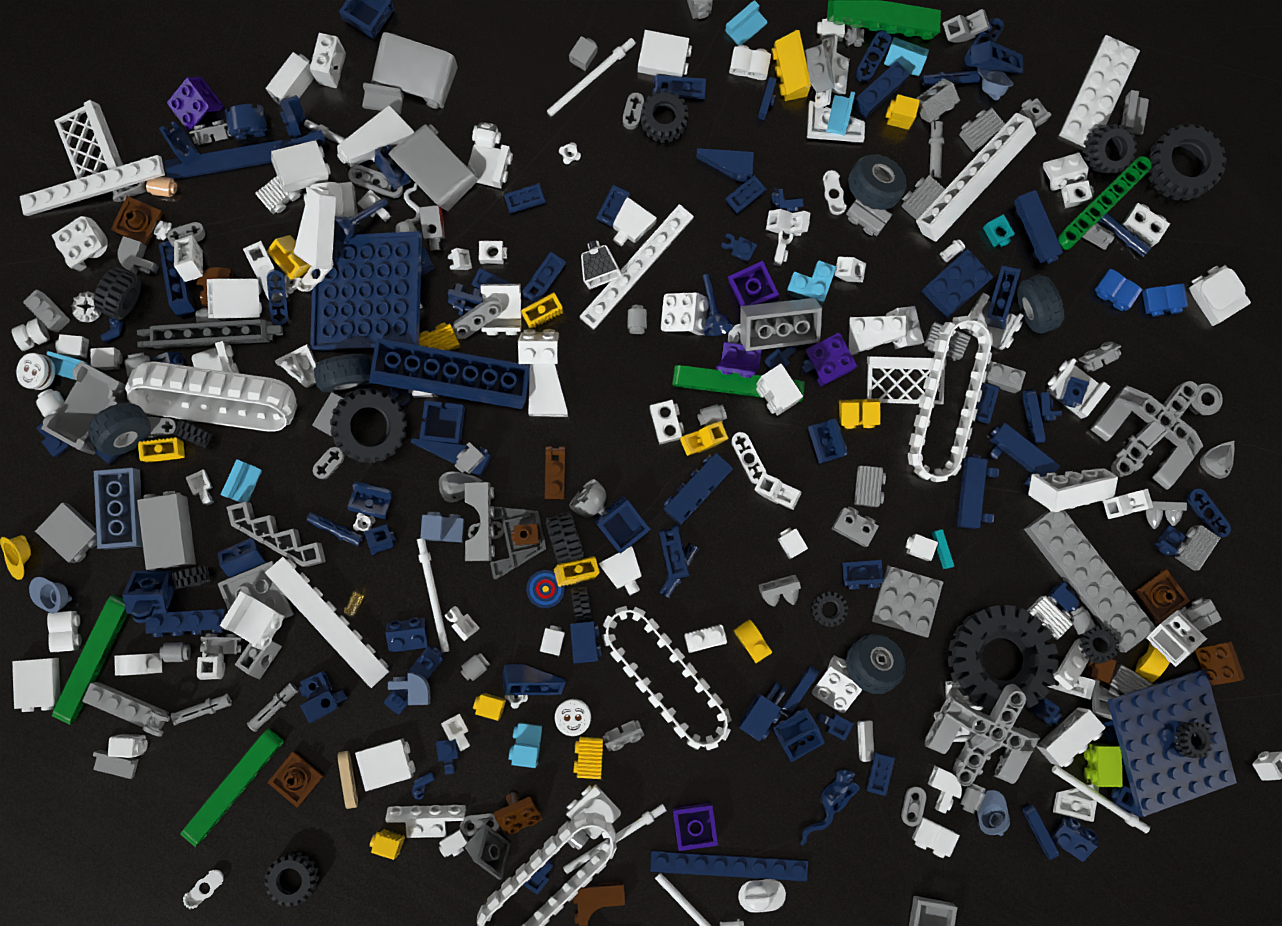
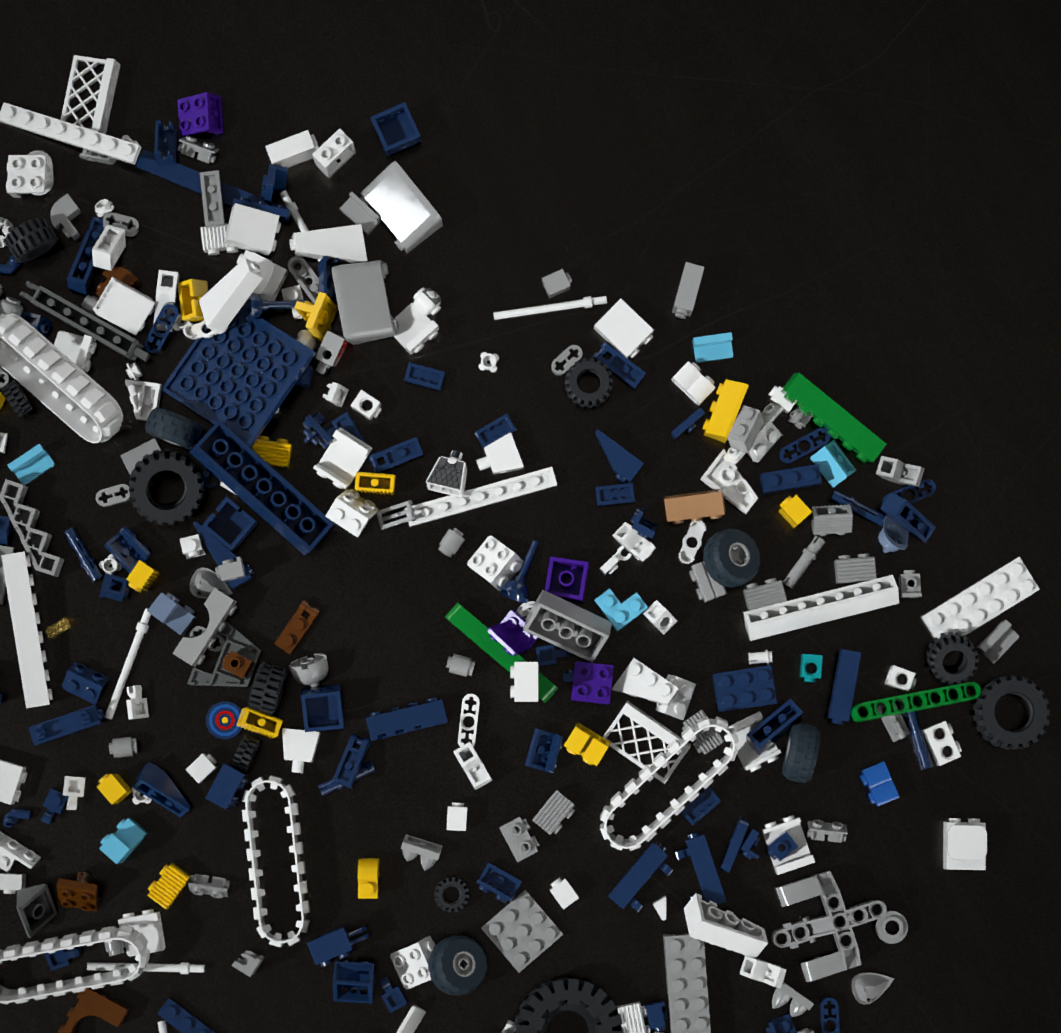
camera: 35 degrees right, 0 degrees up
(136, 220) = (87, 186): reddish brown plate -> none
(162, 186) = (127, 171): light nougat brick -> none
(245, 121) = (233, 160): dark blue brick -> none
(250, 163) = (212, 199): none -> light grey plate
(277, 349) = (134, 371): none -> white plate
(397, 514) = (142, 577): none -> yellow brick
(402, 202) = (318, 315): none -> yellow bracket
(417, 688) = (64, 732): sand blue brick -> none
(423, 462) = (192, 546): none -> white brick
(478, 821) = (42, 878): light grey plate -> none
(482, 312) = (323, 451): light grey plate -> none
(545, 392) = (333, 554): white slope -> none
(573, 717) = (177, 842): white head -> none
(586, 314) = (410, 511): none -> light grey tile
(662, 422) = (413, 644): white brick -> none
(695, 826) = (217, 1001): dark purple brick -> none
(701, 777) = (249, 963): none -> light grey hinge
(704, 438) = (440, 680): yellow brick -> none
(705, 638) = (330, 850): white brick -> none
(742, 248) = (581, 539): dark blue plate -> none
(799, 691) = (380, 946): dark blue beam -> none
(819, 160) = (695, 506): none -> medium nougat brick
(840, 114) = (739, 478): medium azure panel -> none
(943, 550) = (580, 906): teal tile -> none
(1004, 377) = (729, 793): light grey brick -> none
(1008, 506) = (660, 906): none -> white slope
(1066, 171) = (904, 652): white bracket -> none
(1165, 298) = (915, 818): blue brick -> none

